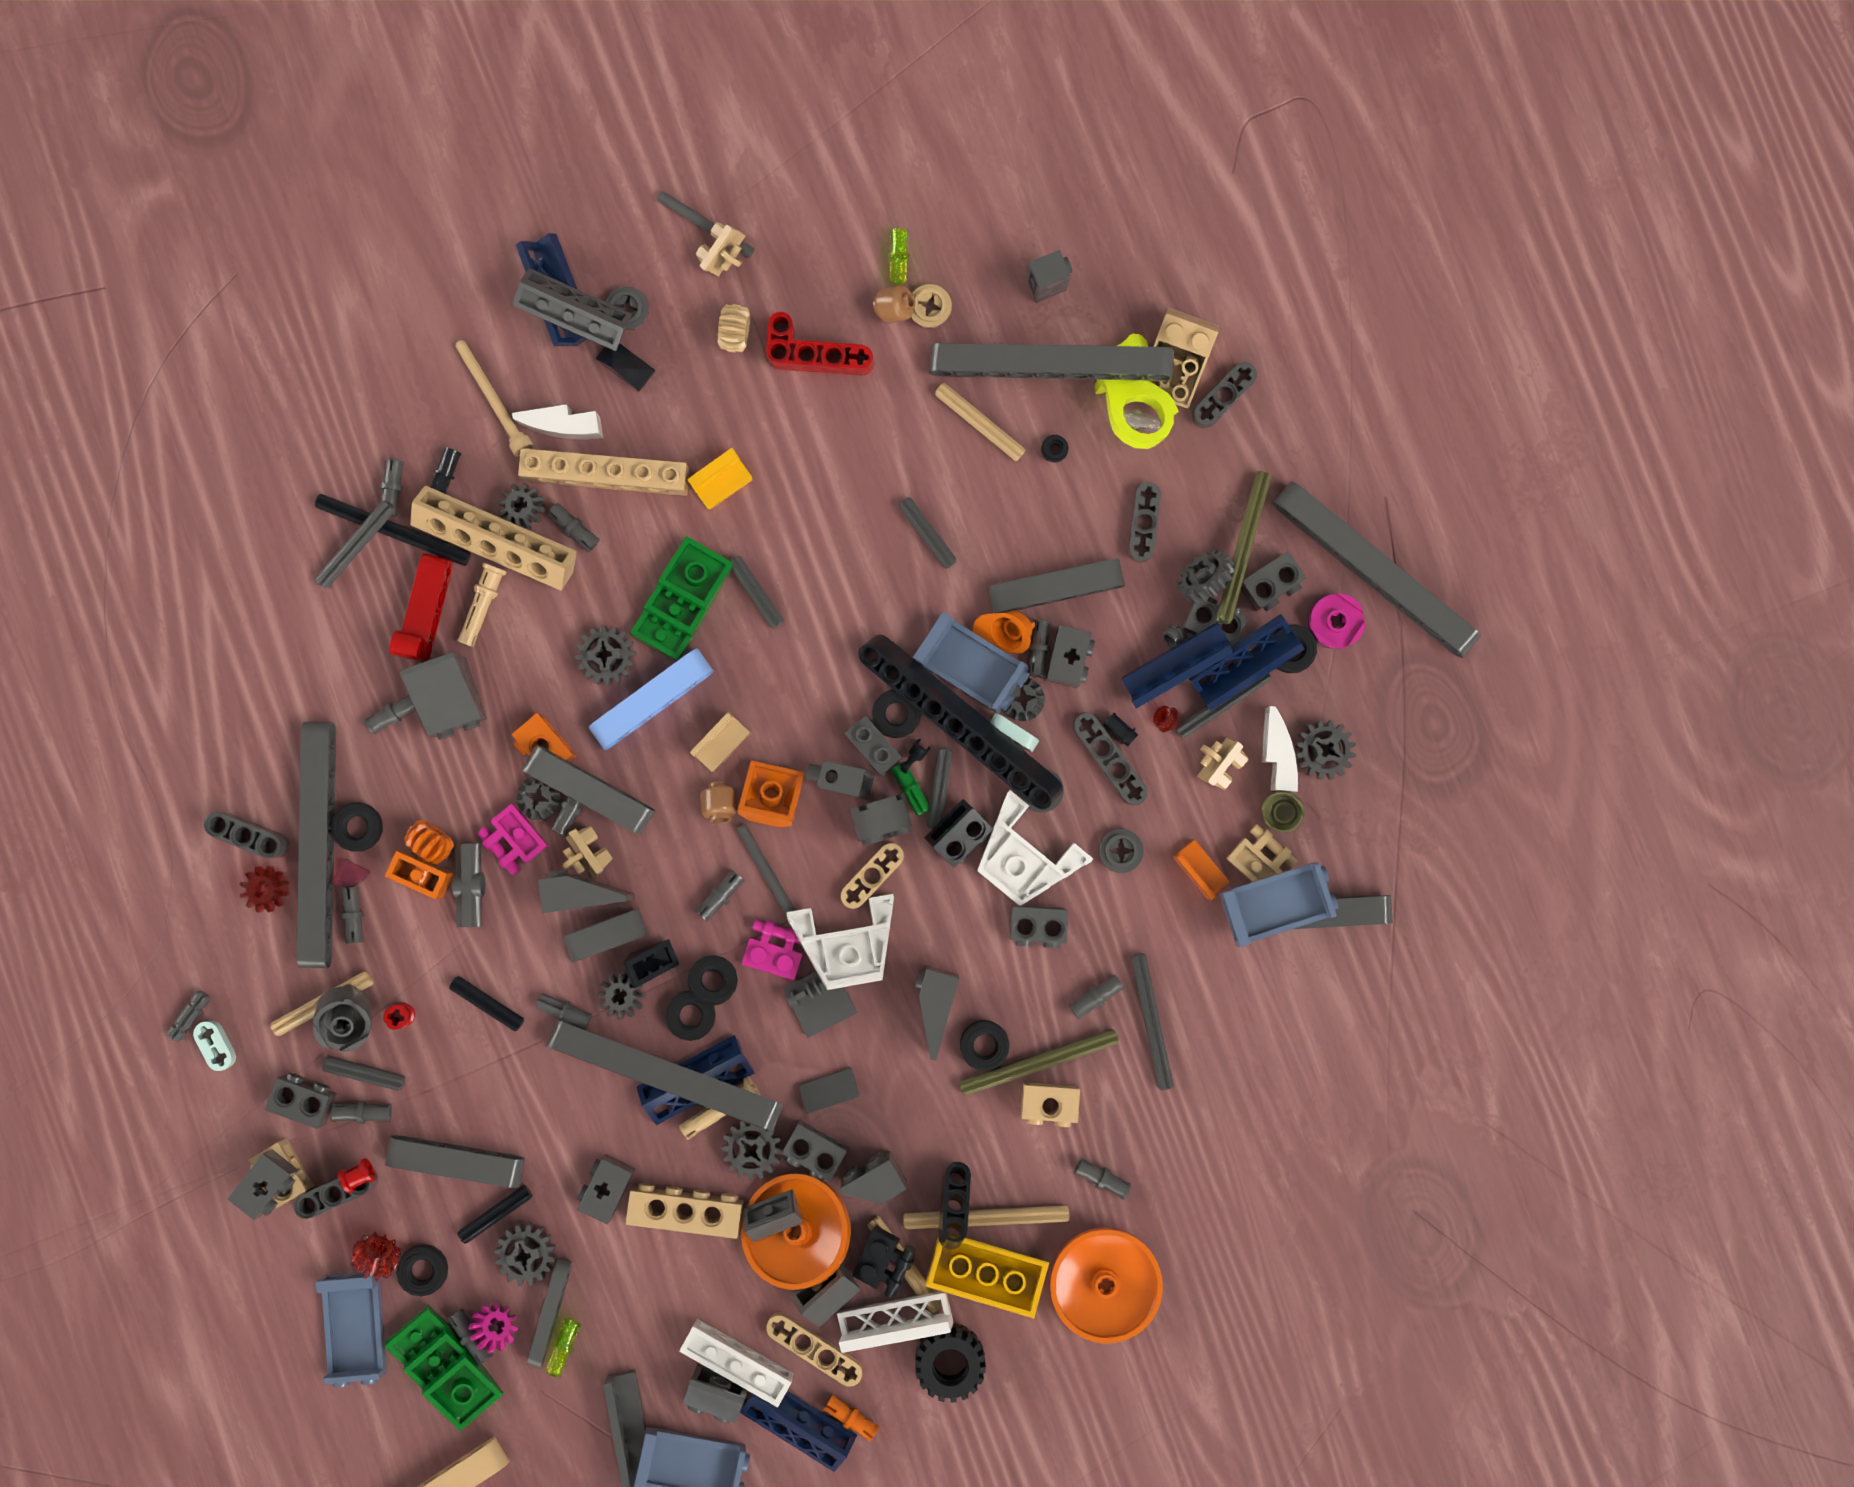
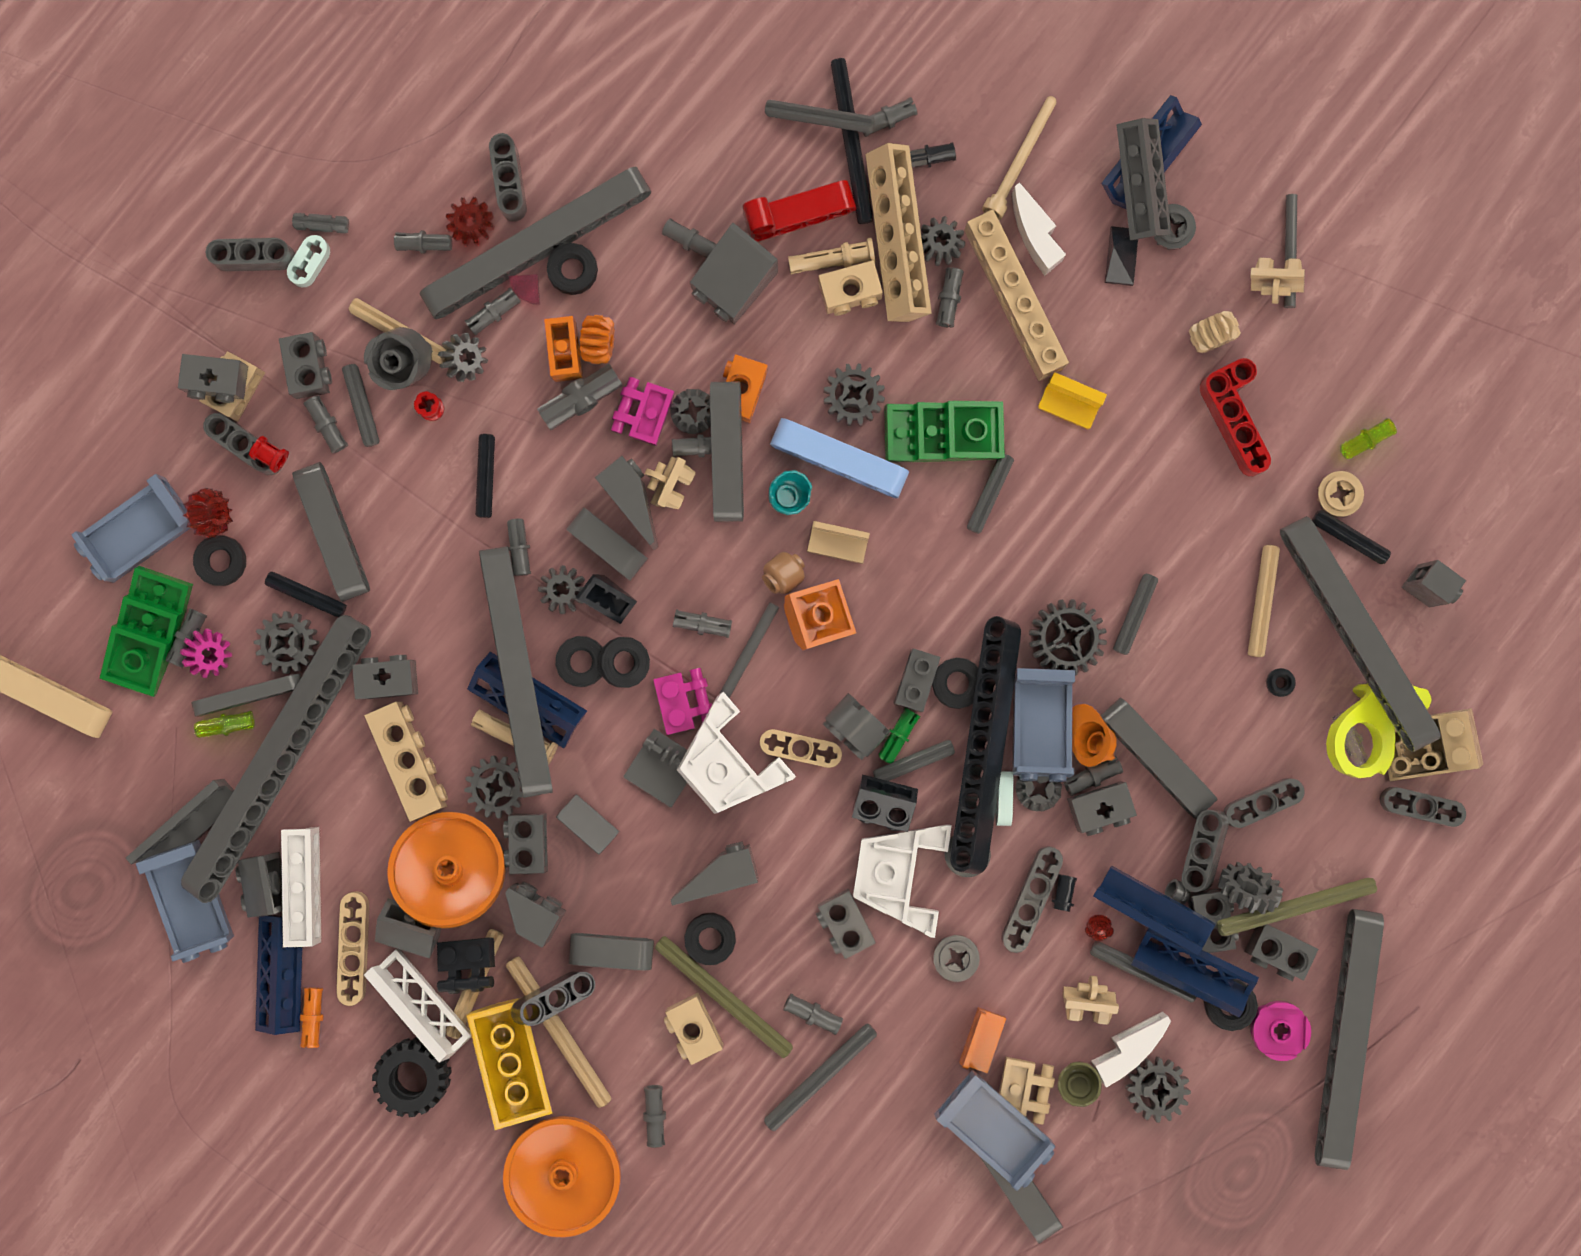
camera: 60 degrees right, 0 degrees up
(167, 1098) = (238, 249): none -> dark grey beam
(257, 939) = (422, 242): none -> dark grey axle
(363, 963) = (455, 349): none -> dark grey gear
(510, 589) = (863, 276): none -> tan brick
(617, 1320) = (275, 759): none -> dark grey beam
(654, 757) = (790, 492): none -> teal hair
(771, 1216) = (447, 840): dark grey slope -> none
(850, 780) = (875, 679): dark grey torso -> none
(894, 303) = (1323, 461): medium nougat head -> none
(916, 754) = (933, 722): black hand -> none
(926, 601) = (1061, 626): none -> dark grey gear
(945, 1134) = (611, 951): none -> dark grey beam
(970, 319) = (1351, 537): none -> black axle
(1158, 607) = (1194, 860): none -> dark grey beam

